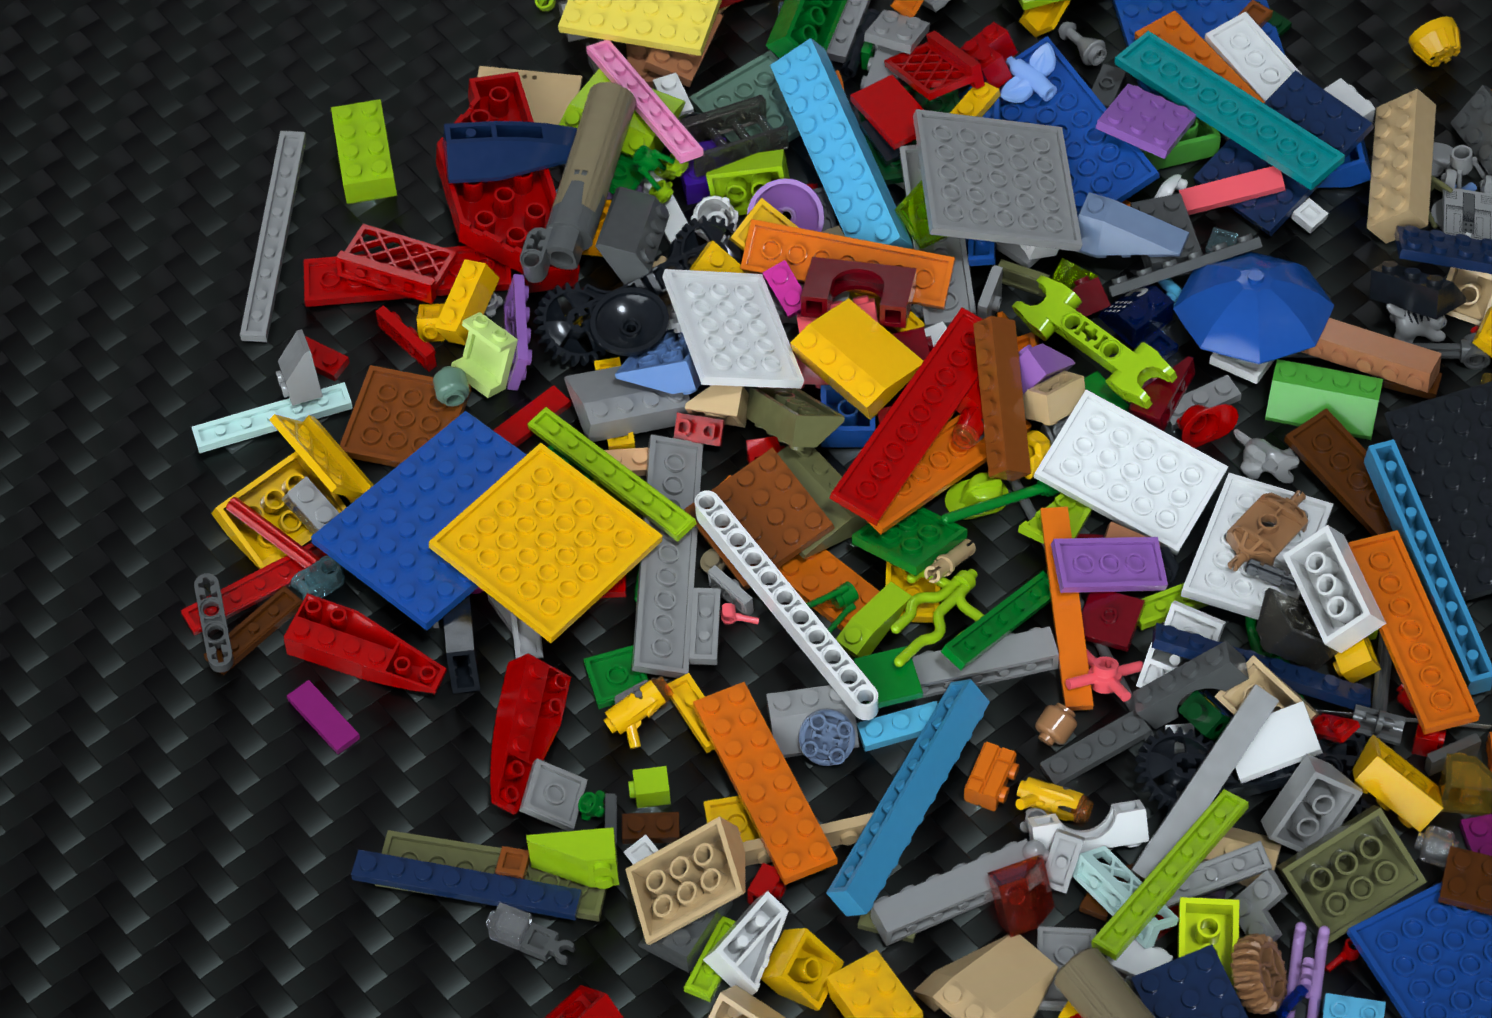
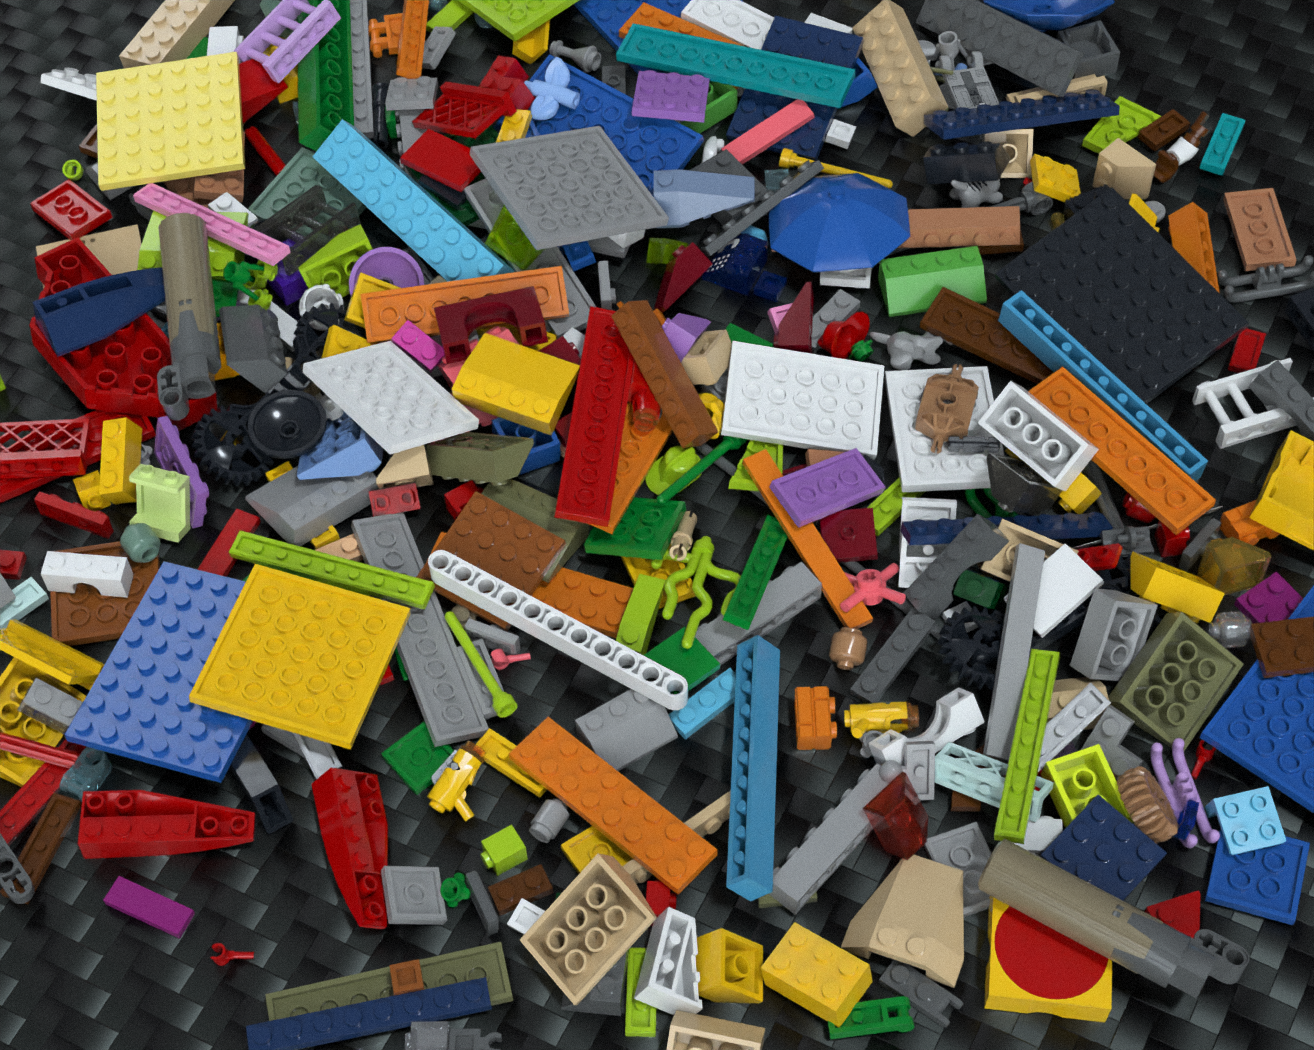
camera: 25 degrees left, 0 degrees up
(370, 785) = (227, 955): none -> red hand
(410, 404) = (107, 573): none -> white arch
(527, 40) = (71, 210): none -> red tile
(578, 856) = (471, 946): lime slope -> none
(704, 775) = (549, 820): none -> light grey brick
(710, 654) = (502, 702): none -> lime piece
(734, 40) = (264, 150): none -> red axle
(826, 737) = (648, 739): sand blue tile -> none
(841, 597) = (600, 604): green plant -> none
(1021, 277) = (626, 266): olive tile -> none
(1128, 367) = (761, 309): lime piece -> none
(1216, 444) = (861, 350): none -> green plate
(1243, 224) = (790, 159): none -> yellow piece

